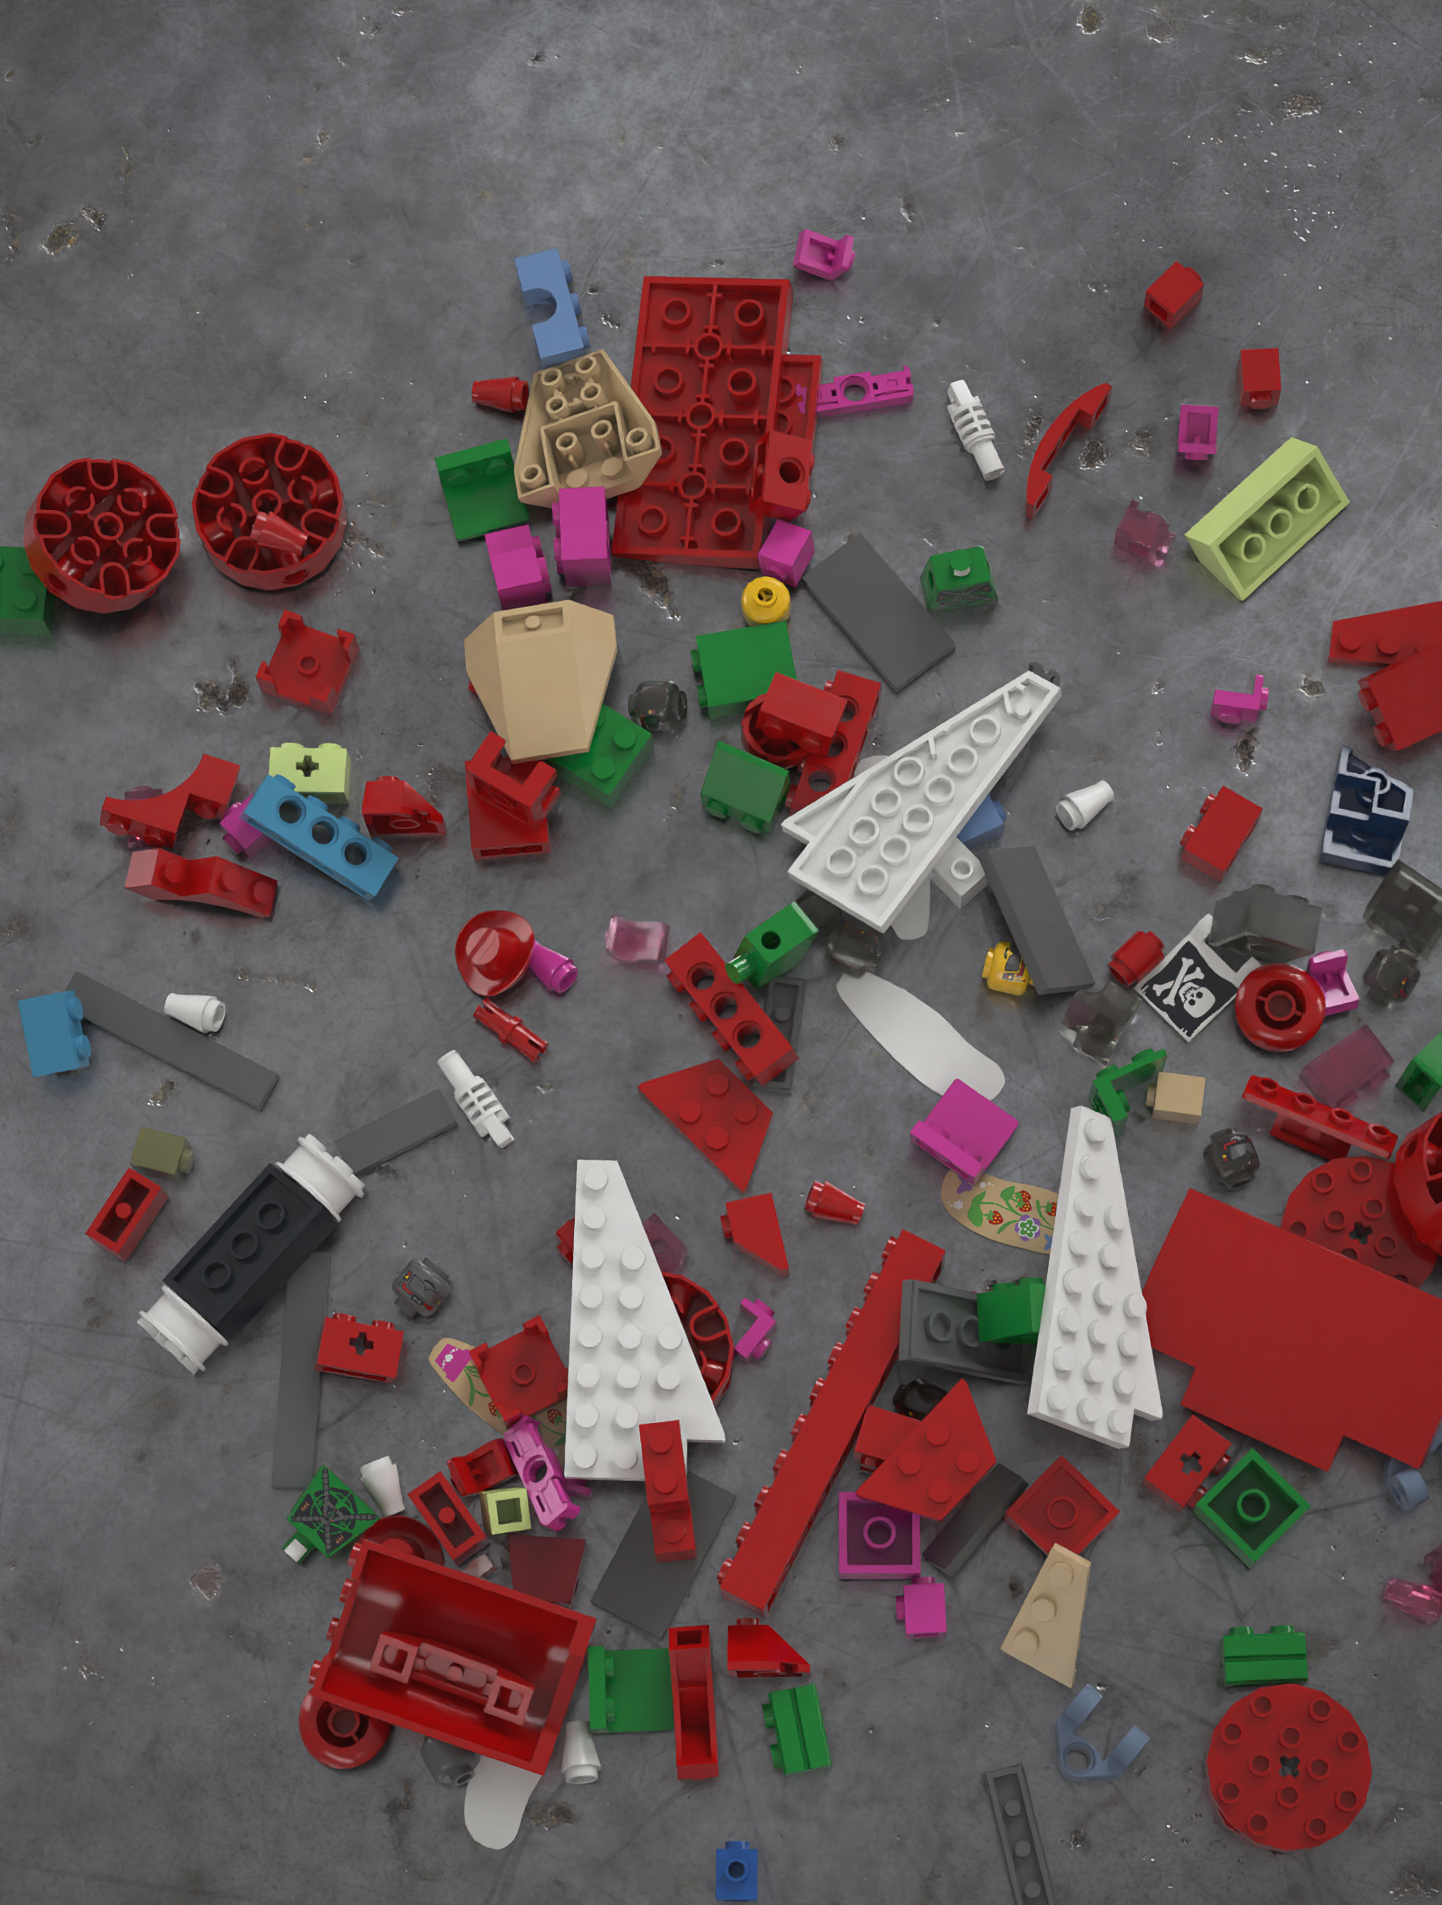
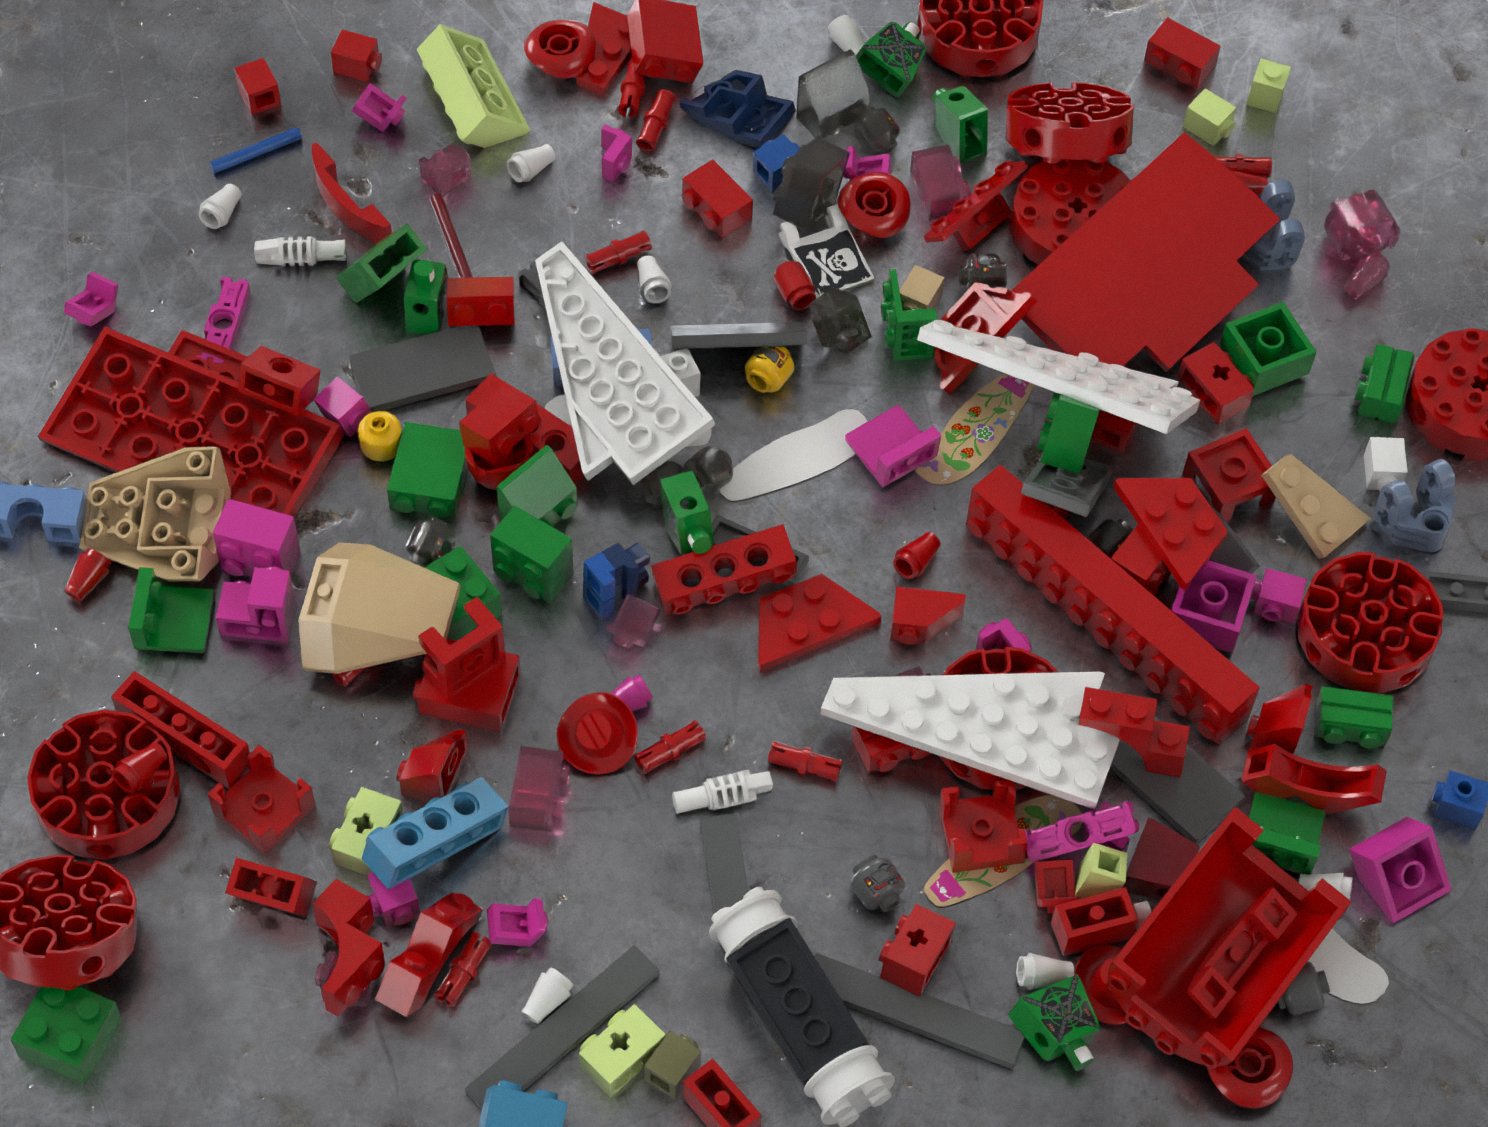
camera: 80 degrees left, 15 degrees down
(146, 1082) = (616, 1068): none -> yellowish green brick
(198, 922) = (462, 969): none -> red pin
(213, 710) = (271, 887): none -> red brick
(259, 952) = (516, 924): none -> dark pink bracket
(353, 555) = (185, 729): none -> red brick
(413, 918) = (537, 789): none -> clear pink brick
(542, 1170) = (805, 761): none -> red pin
(629, 1826) = (1401, 868): none -> dark pink slope
(670, 808) = (531, 554): none -> green brick
(678, 898) = (613, 576): none -> hips
(920, 1675) = (1370, 622): none -> red brick
(970, 516) = (381, 263): none -> green brick
(975, 637) = (480, 301): none -> red brick
(999, 325) = (218, 208): none -> white cone
(1048, 583) = (450, 236): none -> dark red bar
(1093, 329) = (255, 150): none -> blue bar
(1106, 755) = (618, 252): none -> red pin
(1147, 1686) = (1384, 461): none -> white brick
(1157, 1172) = (983, 311): none -> red wing
(1190, 617) = (528, 163): none -> white cone
(1304, 878) = (770, 159): none -> blue brick
(1307, 729) = (655, 120): none -> red pin
(1340, 688) = (632, 90): none -> red pin
(1360, 587) = (561, 47): none -> red hat

